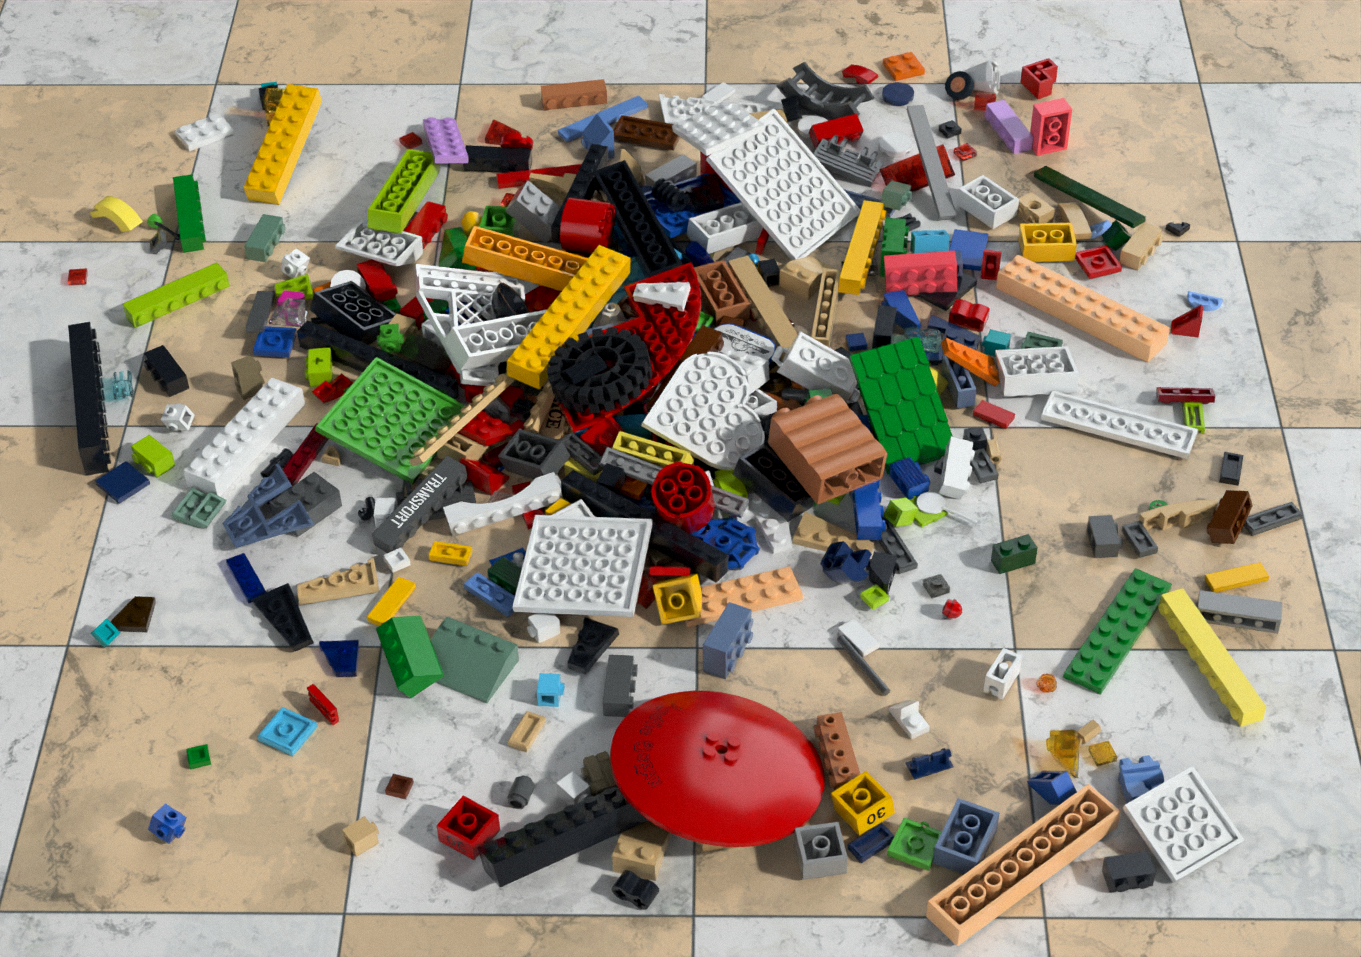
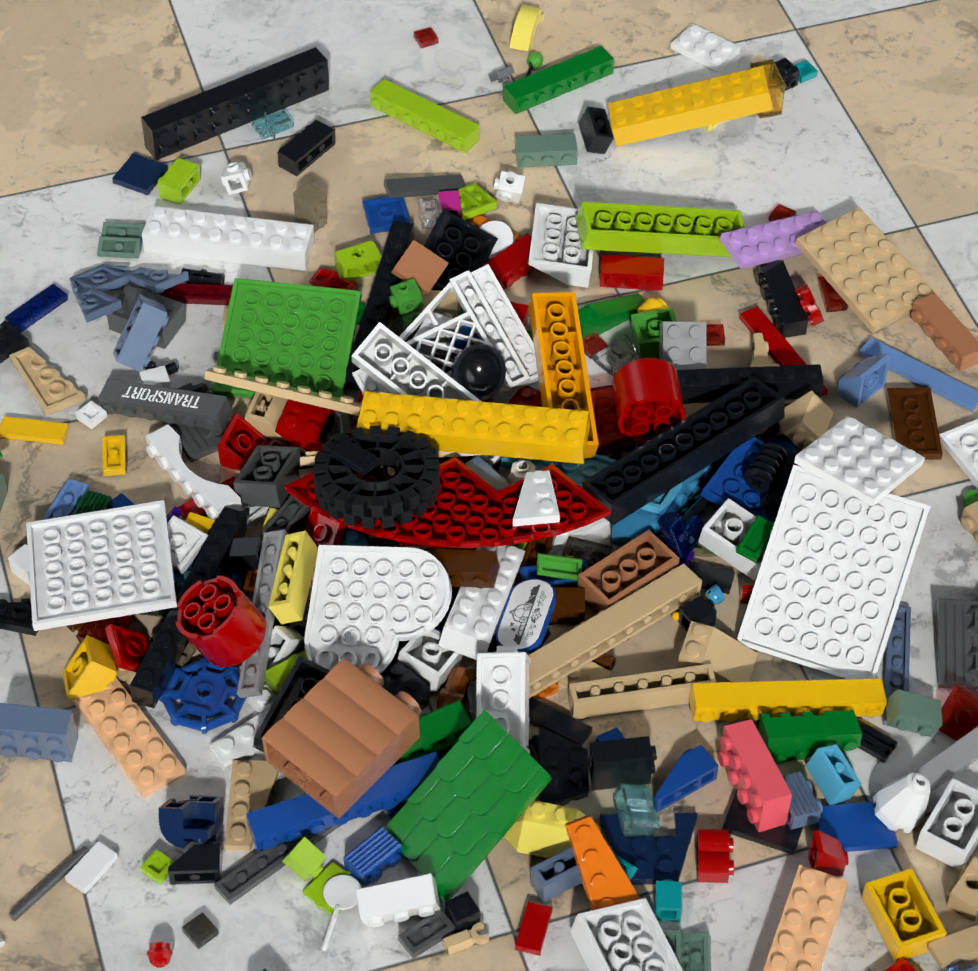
camera: 70 degrees right, 5 degrees up
(264, 203) = (596, 130): none -> black brick
(342, 496) = (140, 333): none -> sand blue brick
(364, 322) = (421, 265): none -> nougat tile
(496, 111) = (864, 269): none -> tan plate
(730, 216) = (755, 539): none -> green tile
(964, 215) = (903, 802): none -> white cone

